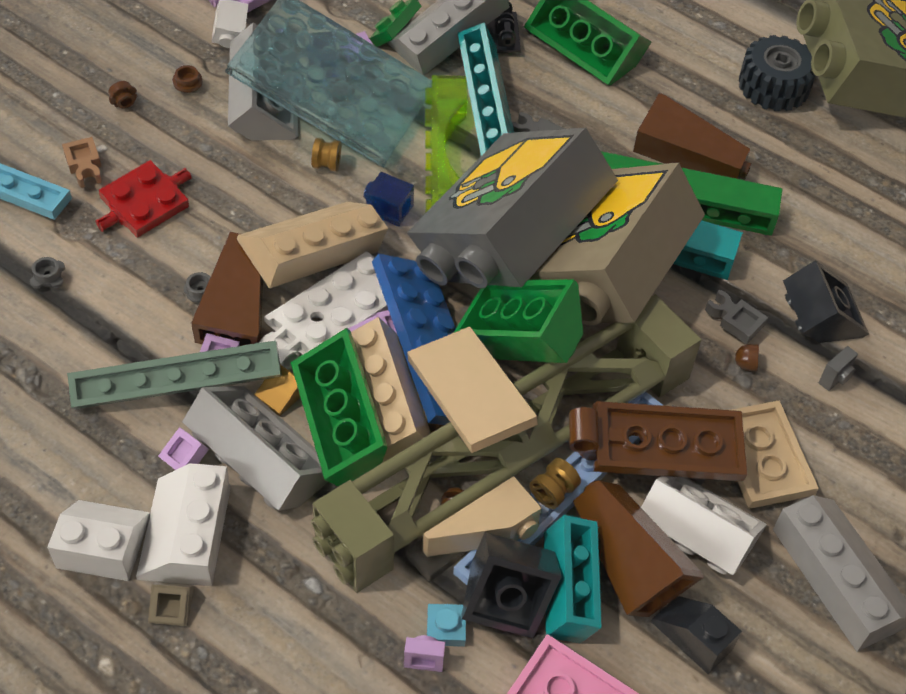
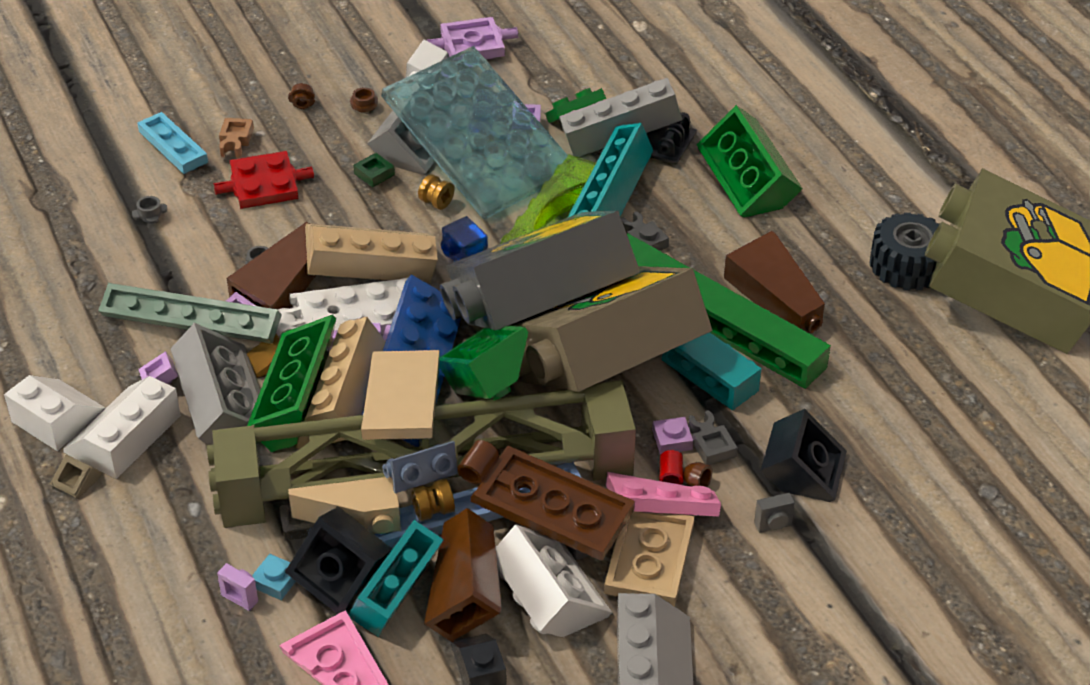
camera: 30 degrees right, 10 degrees down
(249, 151) = (374, 169): none -> dark green plate
(542, 449) = (422, 467): none -> sand blue hinge
(702, 323) = (672, 434): none -> lavender plate
(723, 360) = (671, 467): none -> red hinge
(736, 391) = (664, 497): none -> bright pink wing

